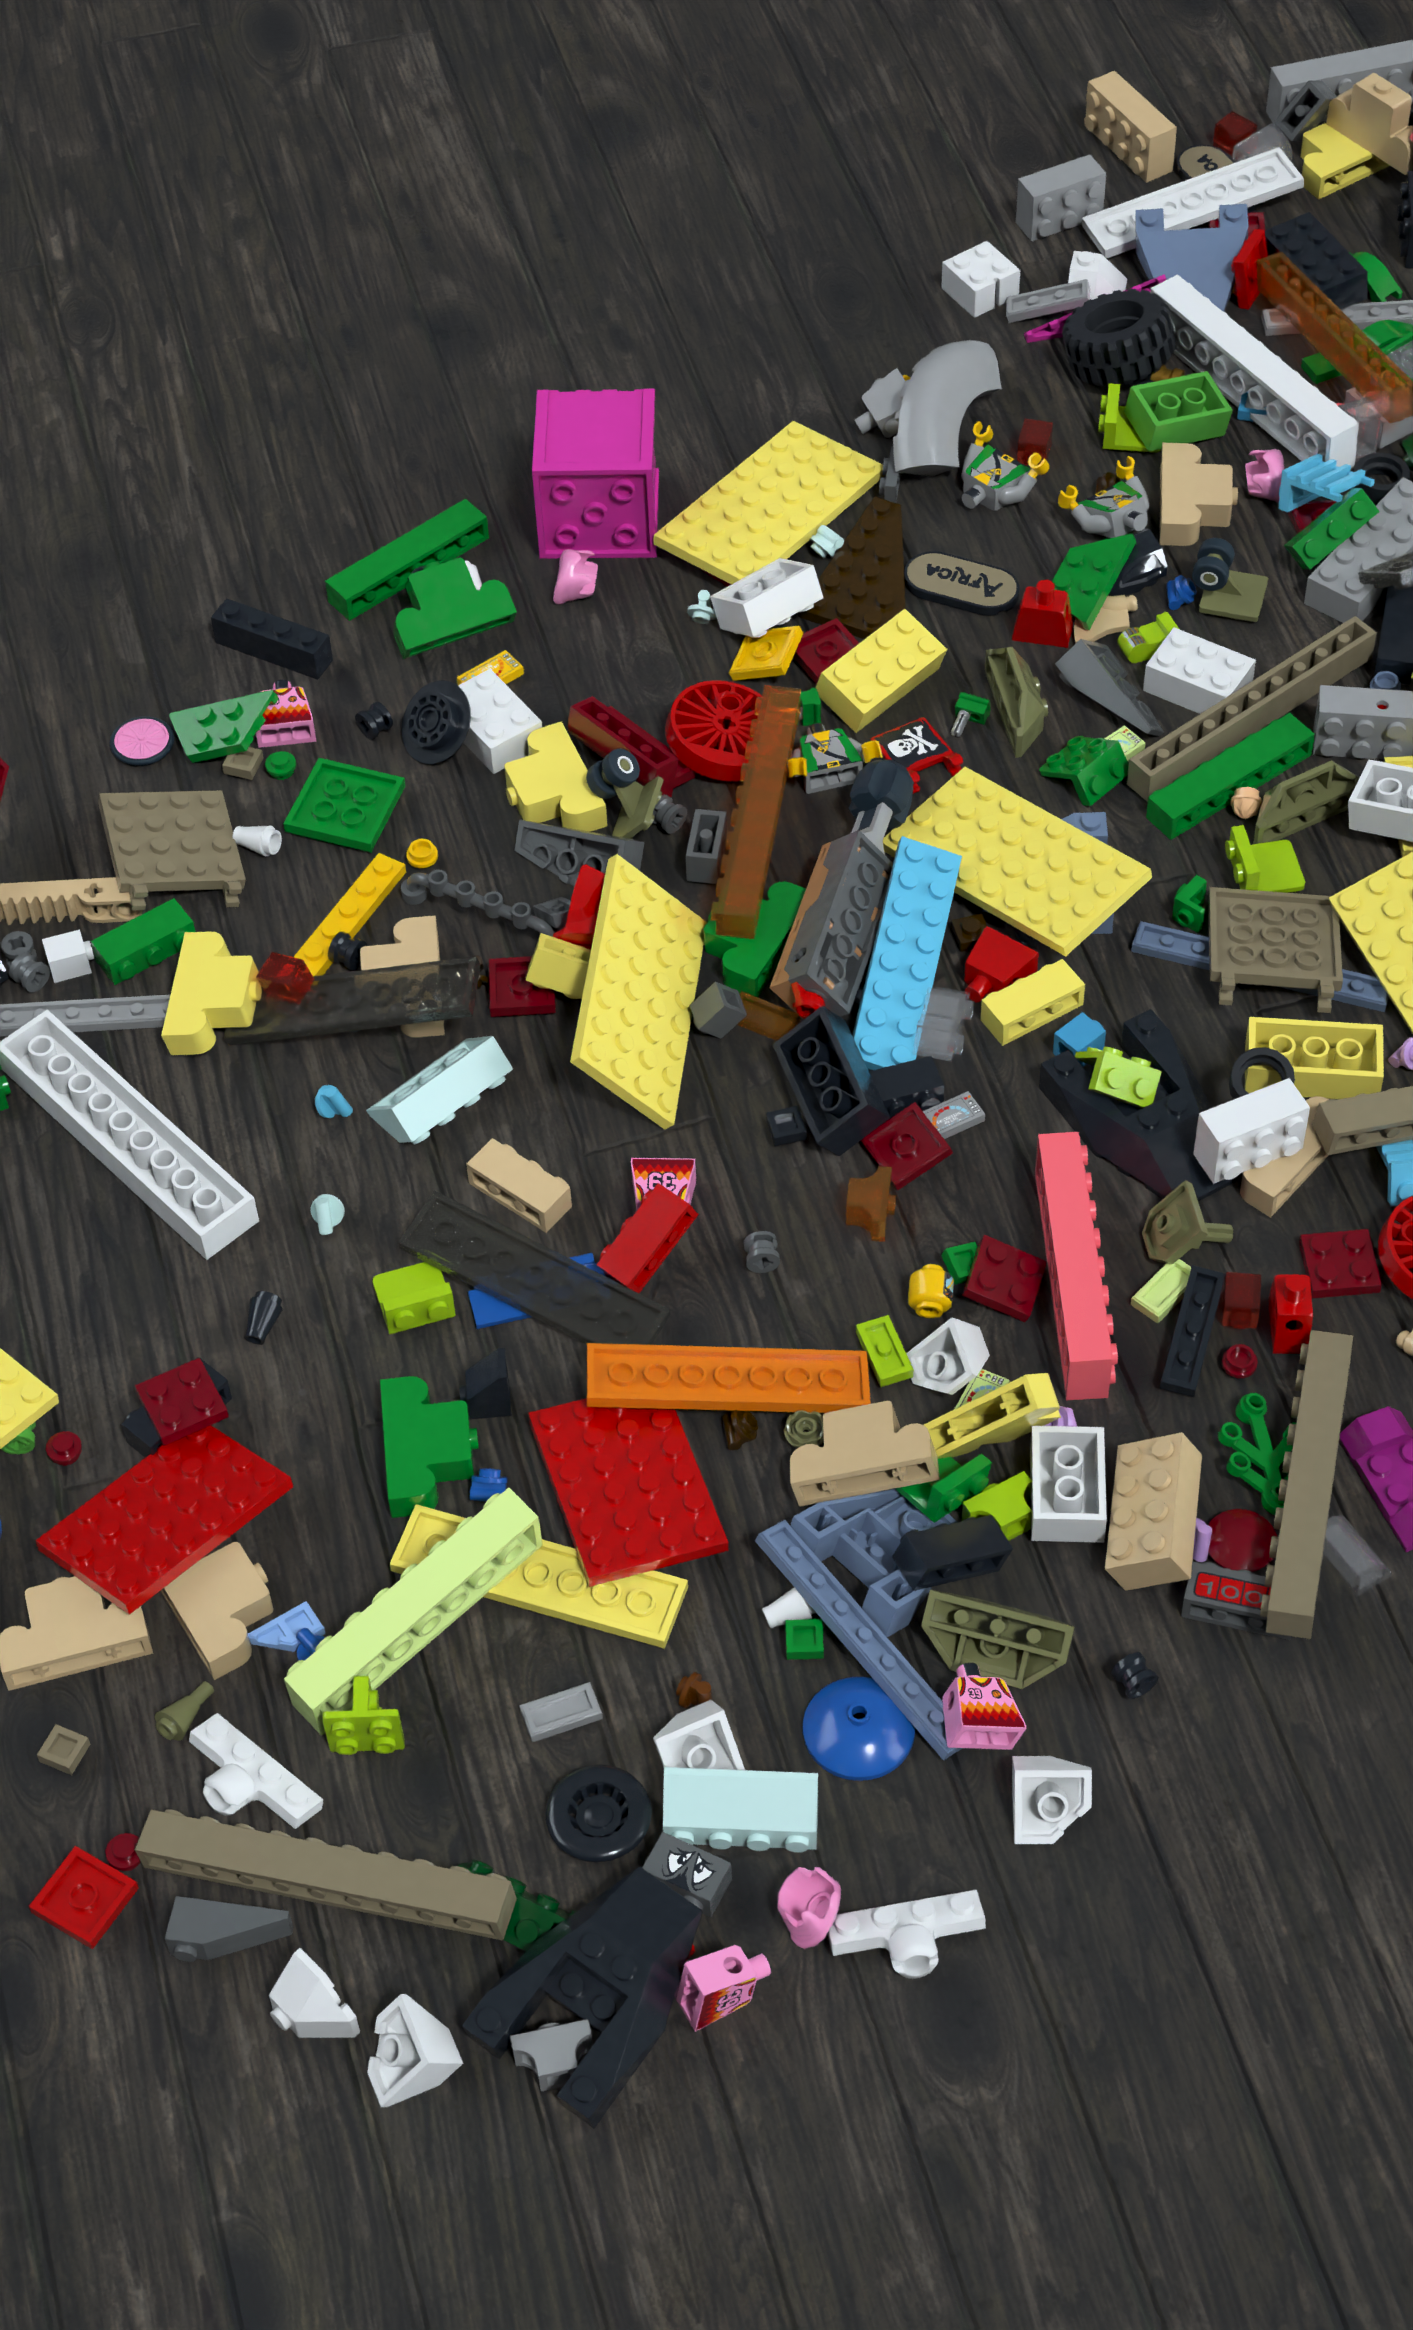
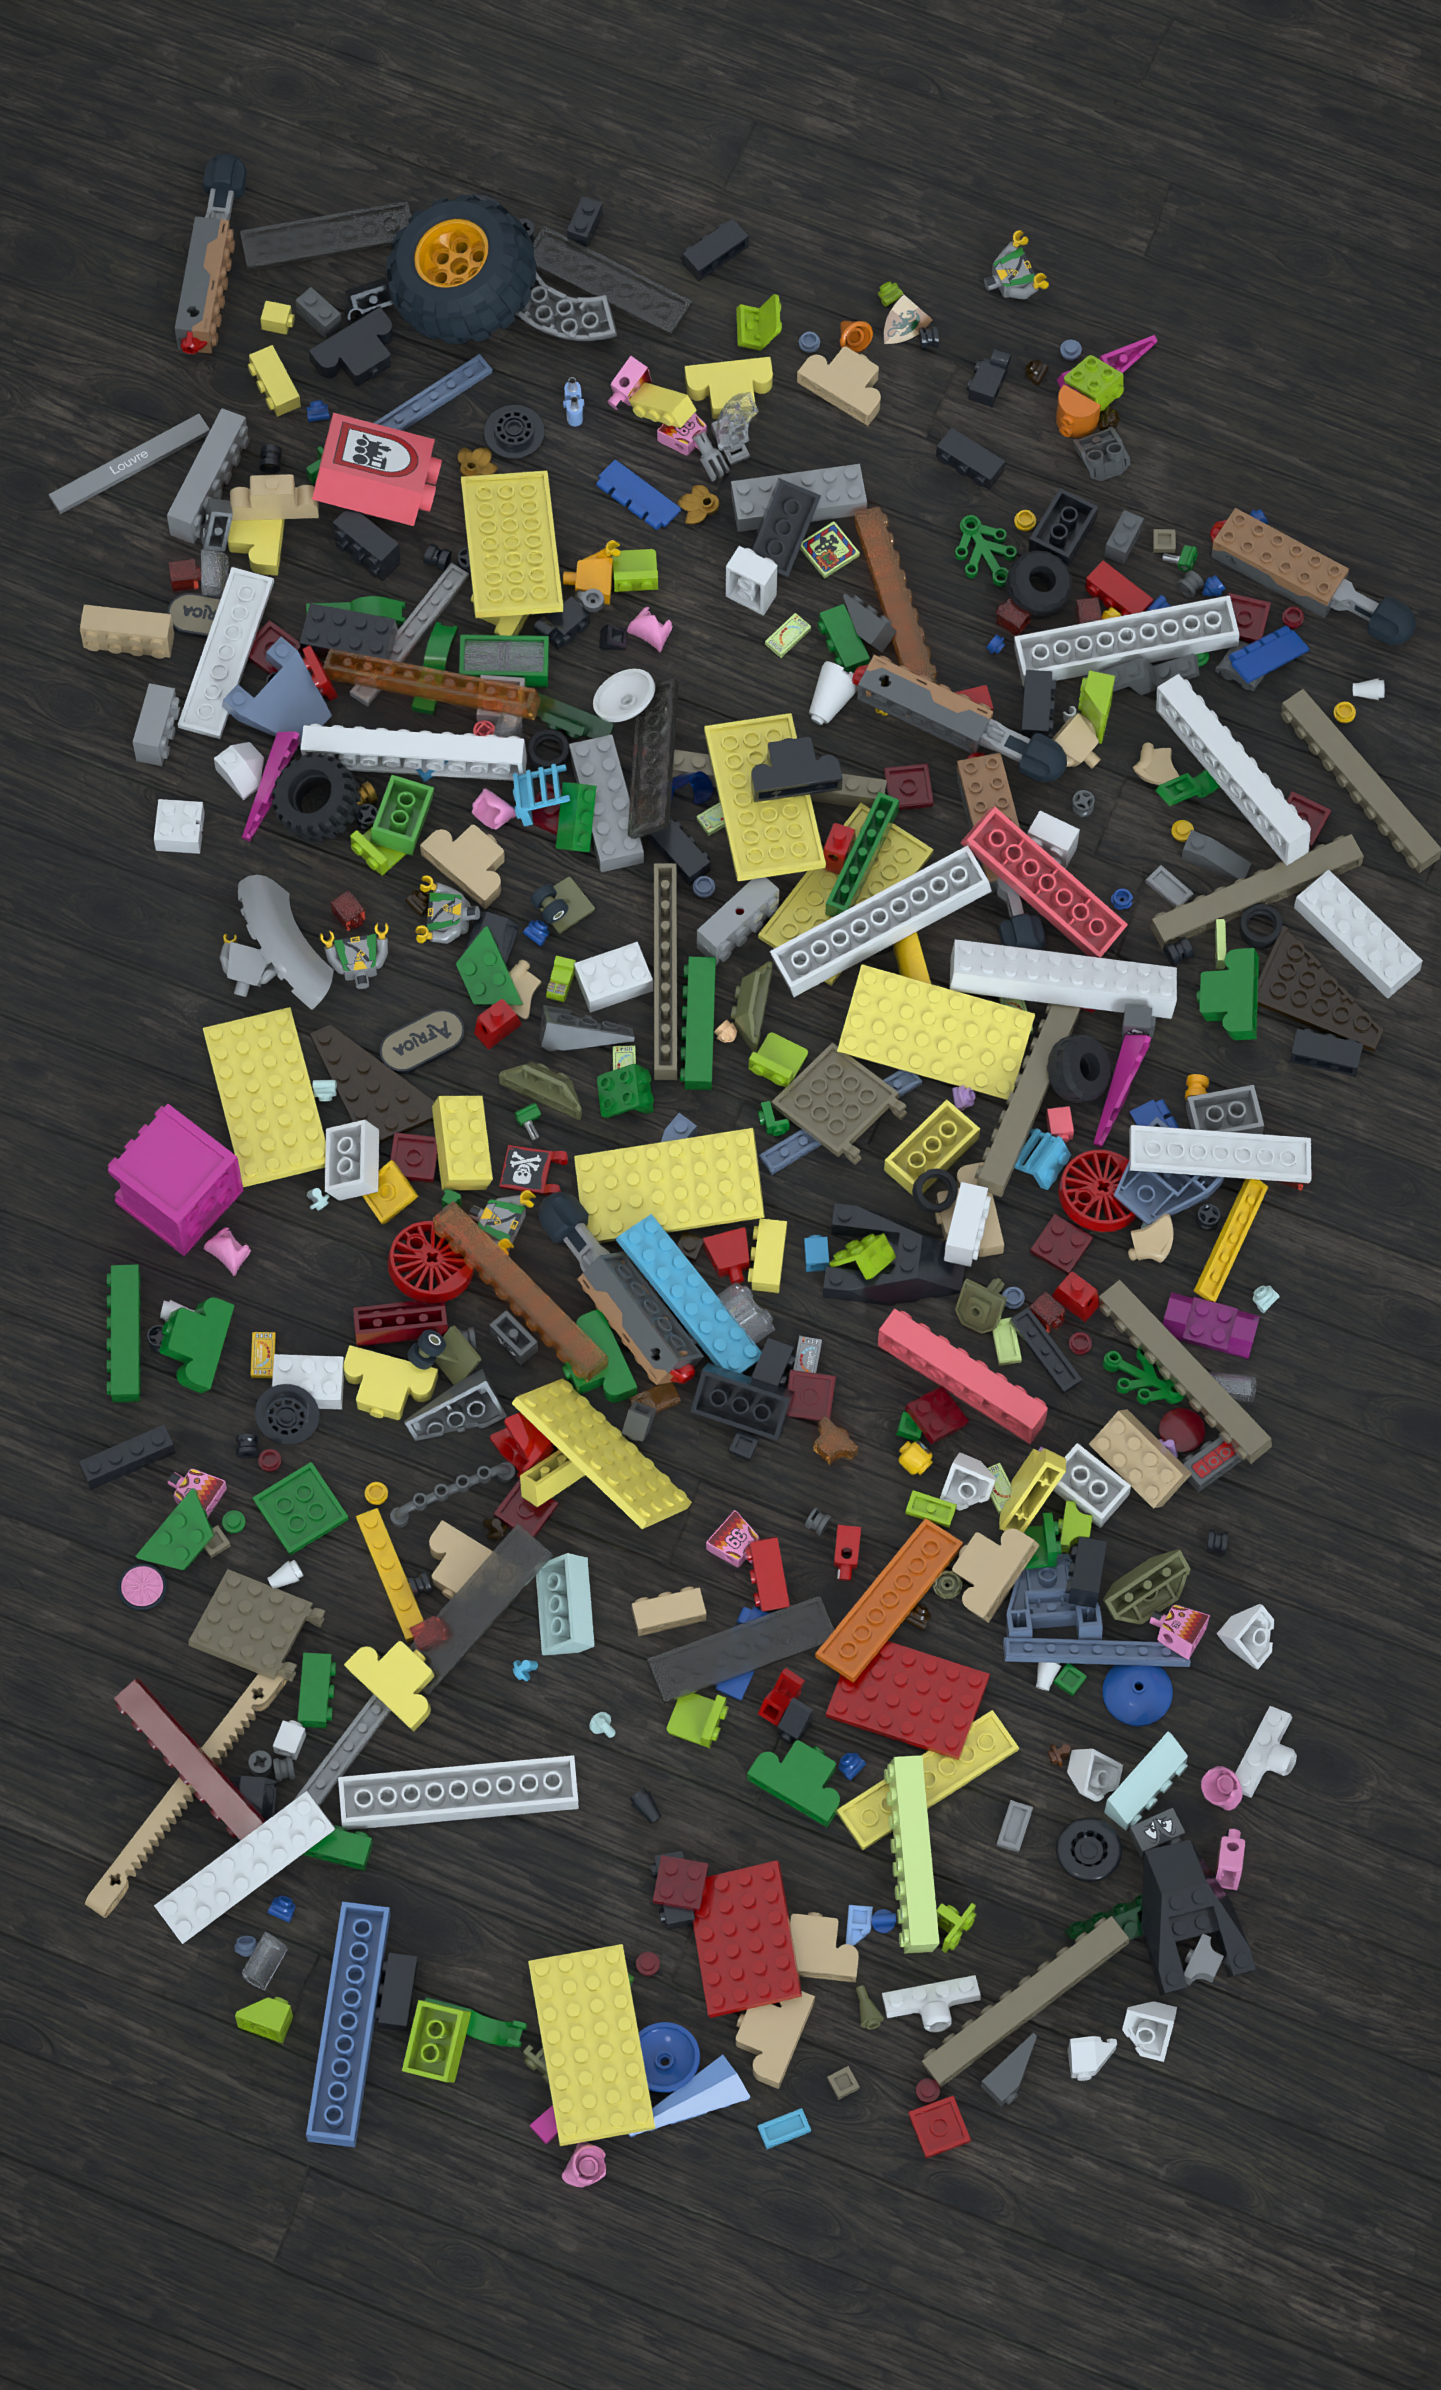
camera: 55 degrees left, 15 degrees up
(377, 749) = (269, 1460): none -> dark red plate
(520, 1351) = (778, 1699): none -> red brick
(553, 912) = (494, 1452): dark grey plate -> none
(751, 1296) = (847, 1542): none -> red torso
(890, 485) = (309, 1017): dark grey plate -> none
(1047, 300) = (234, 804): light grey tile -> none
(1225, 1258) = (1015, 1297): none -> sand blue plate
(1272, 38) = (129, 463): none -> light grey tile

